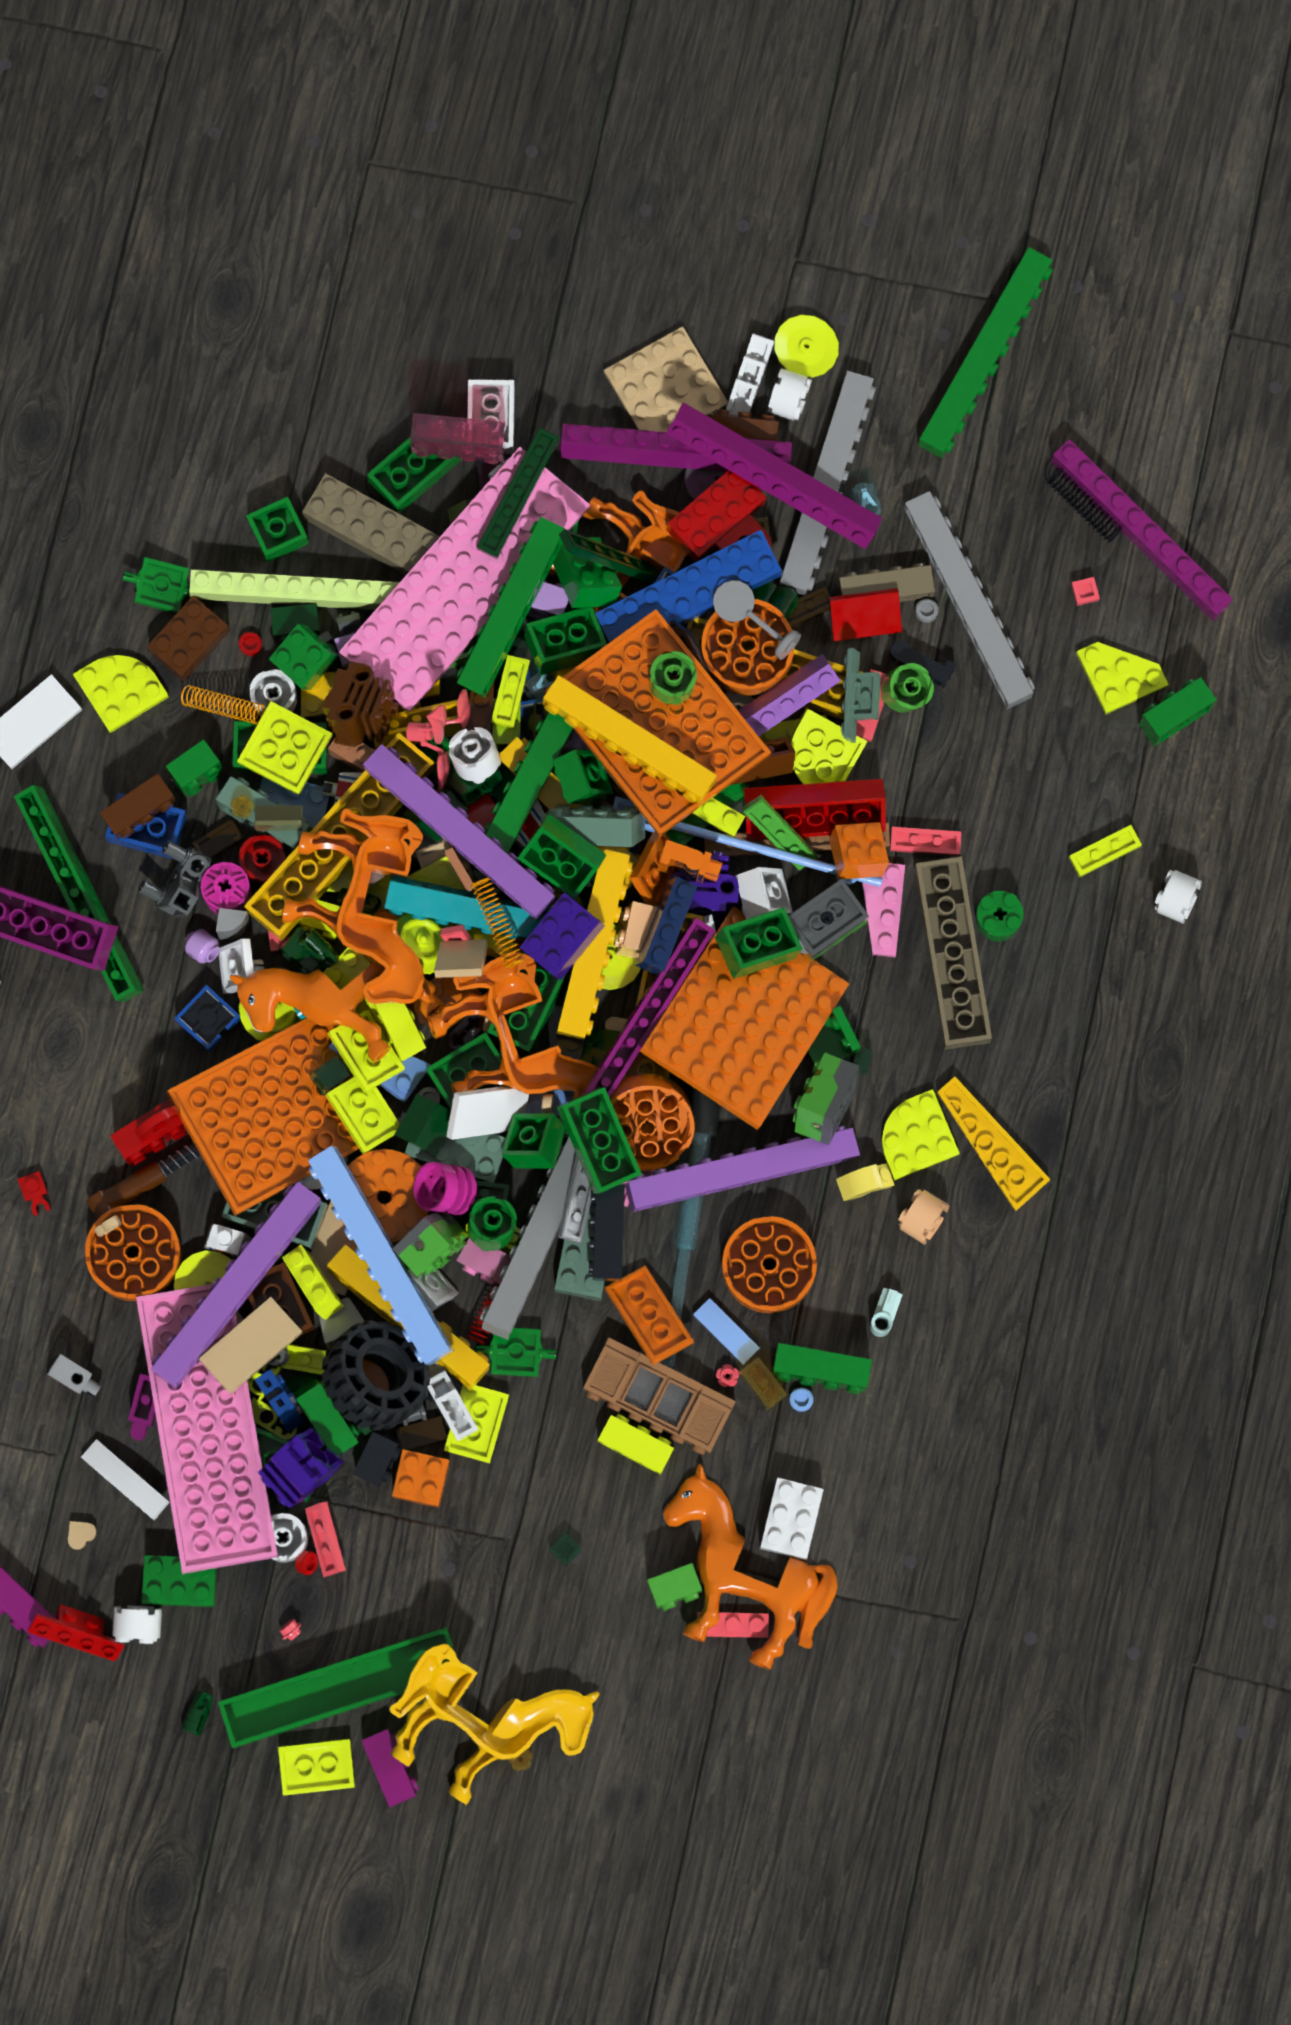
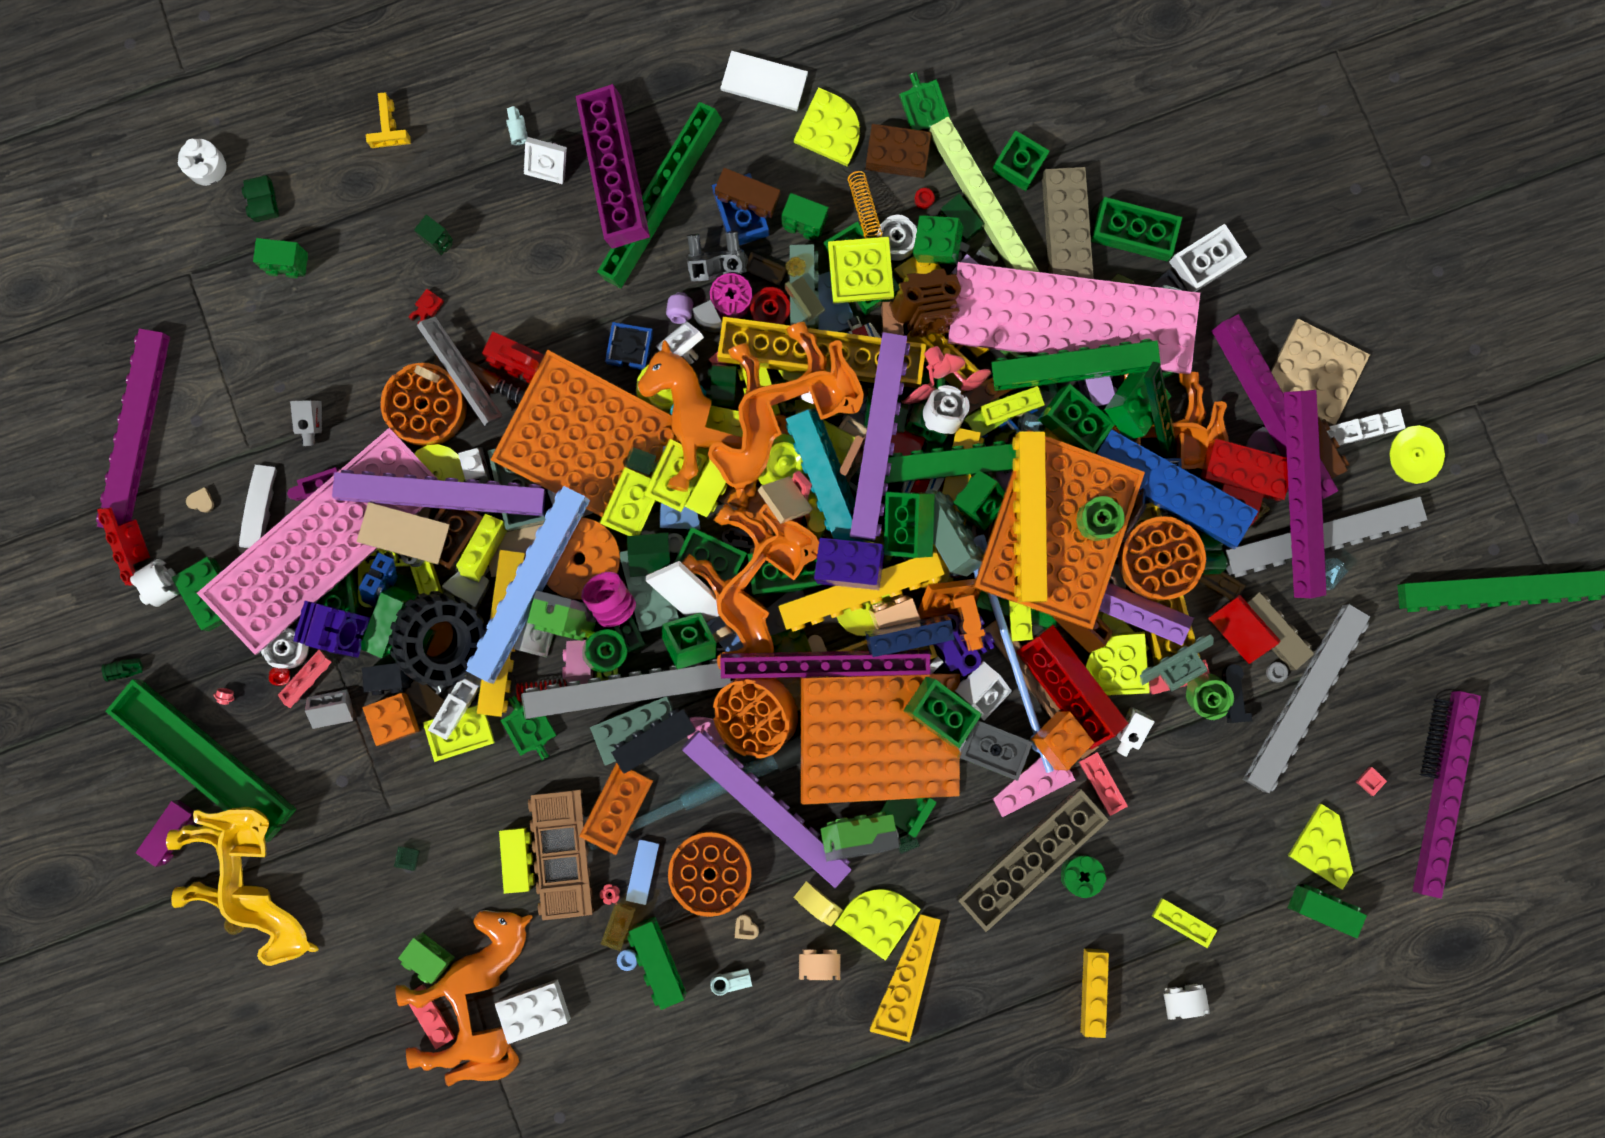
camera: 55 degrees right, 5 degrees up
(125, 1193) = (459, 371): none -> light grey plate
(316, 1767) = (136, 780): neon yellow plate -> none
(318, 947) = (730, 391): dark green hinge -> none
(371, 1534) = (329, 709): none -> light grey brick
(458, 438) = (1176, 243): clear pink brick -> none
(492, 924) = (827, 508): light orange piece -> none
(518, 493) = (1164, 314): dark green tile -> none
(576, 1206) = (668, 701): light grey tile -> none
(599, 1140) = (713, 691): green brick -> none
(736, 601) = (1188, 527): light grey piece -> none
(777, 829) = (1038, 669): bright green tile -> none
(788, 395) = (1372, 464): white brick -> none
(843, 1267) = (745, 928): none -> tan tile
(891, 770) = (1140, 725): none -> white torso
(1115, 976) = (1094, 993): none -> yellow brick

